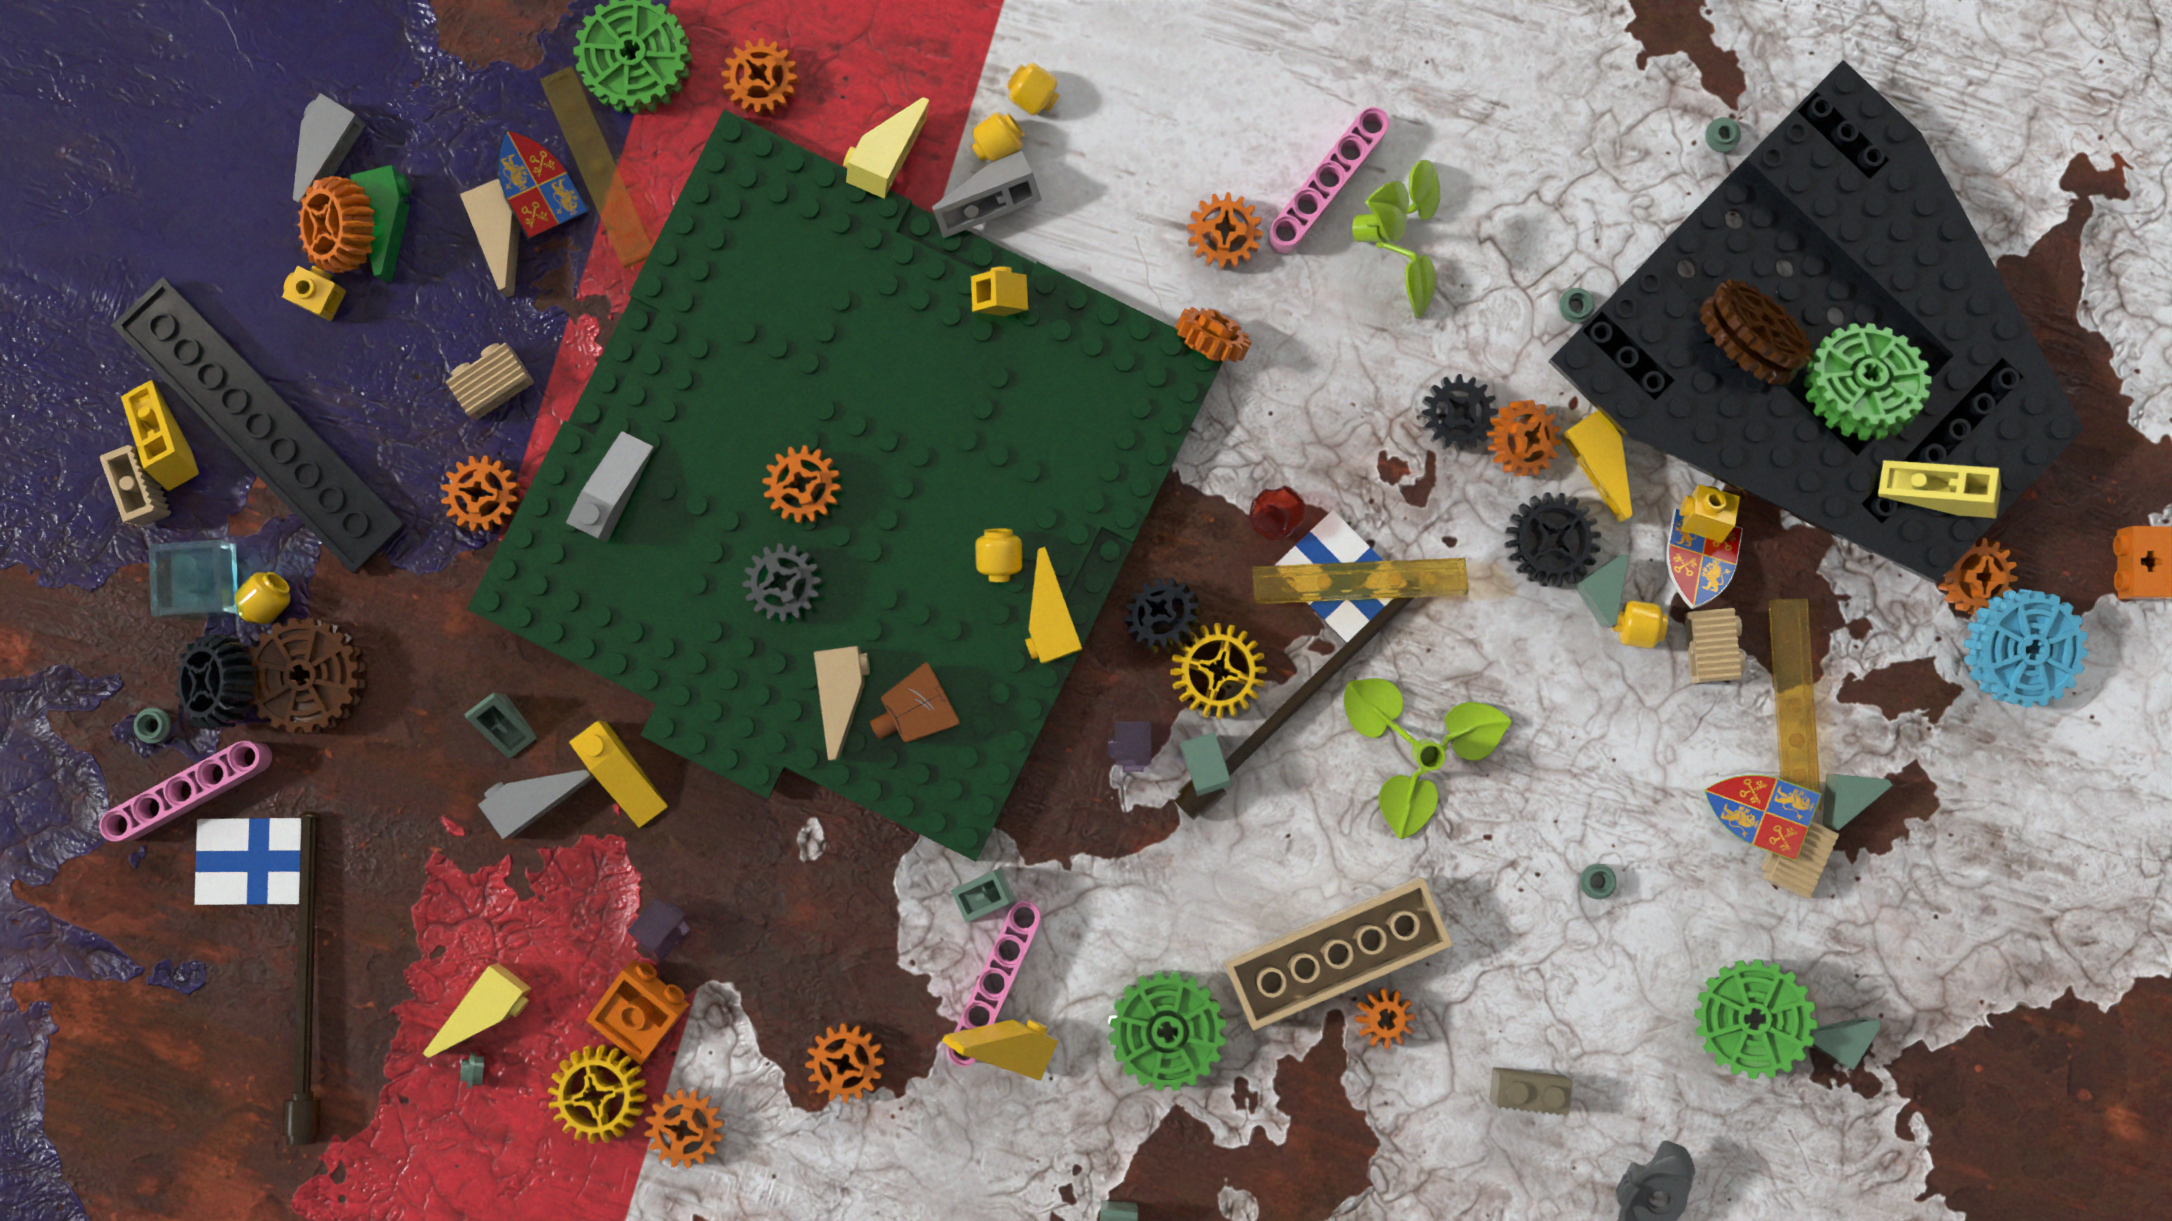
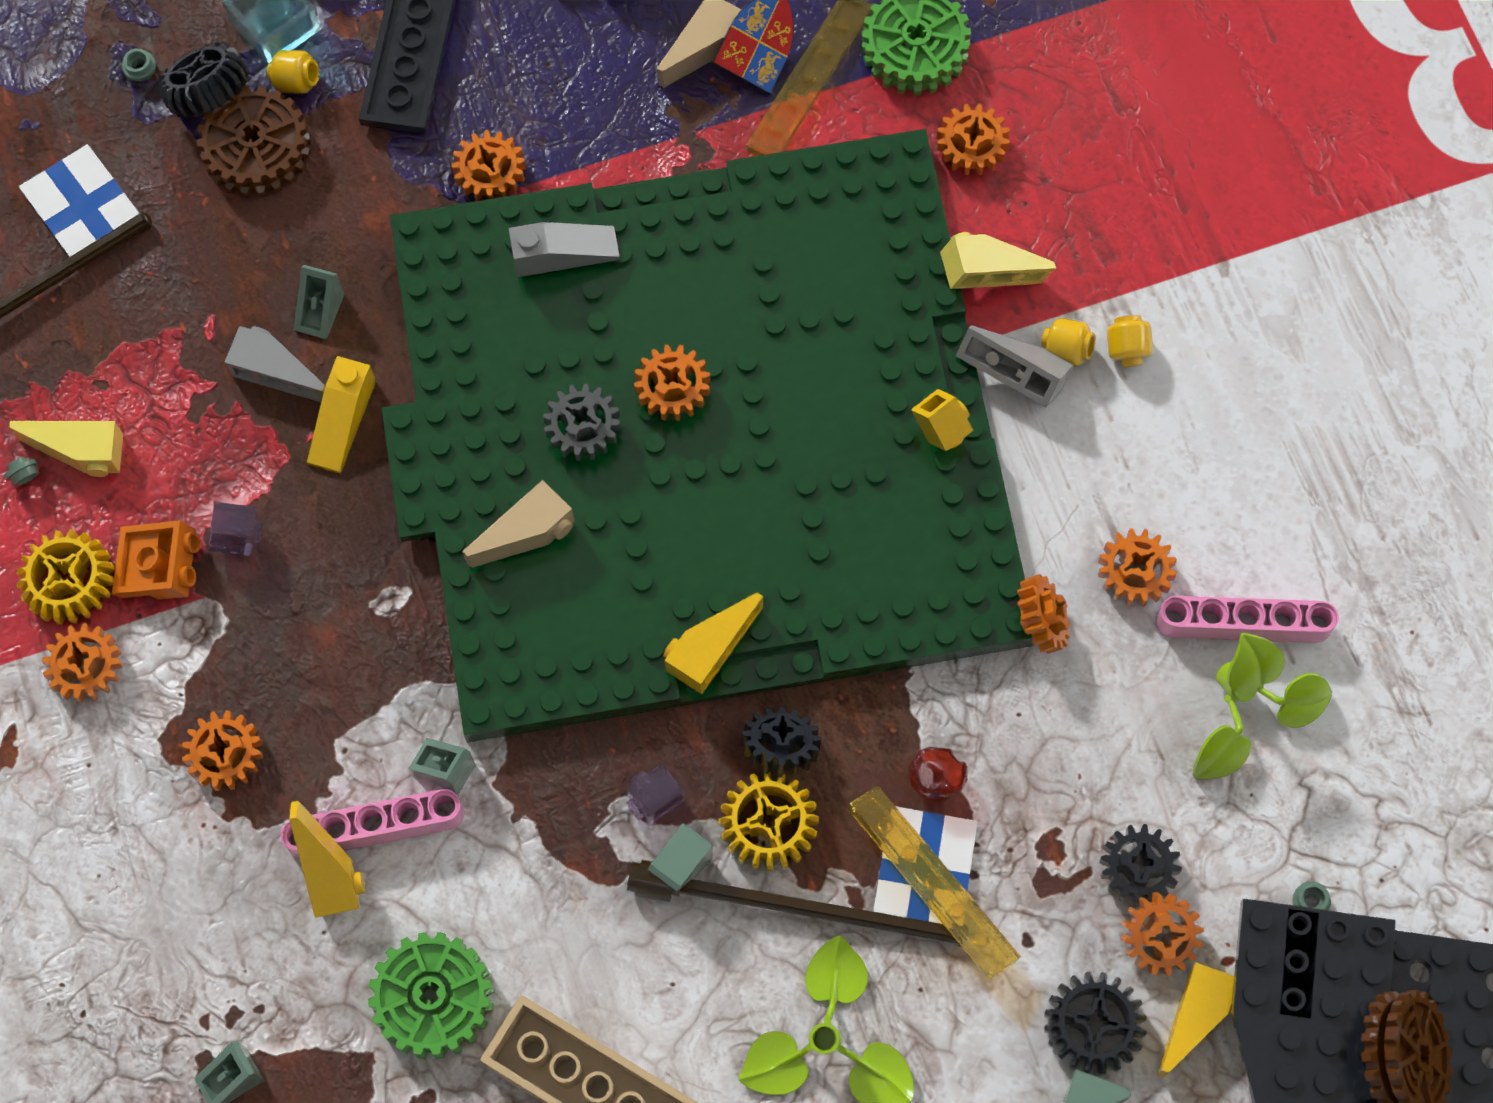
camera: 55 degrees right, 15 degrees down
(169, 792) = (93, 110): bright pink beam -> none
(489, 380) = (582, 112): tan brick -> none
(916, 708) = (556, 593): dark orange torso -> none
(998, 554) = (730, 569): yellow head -> none

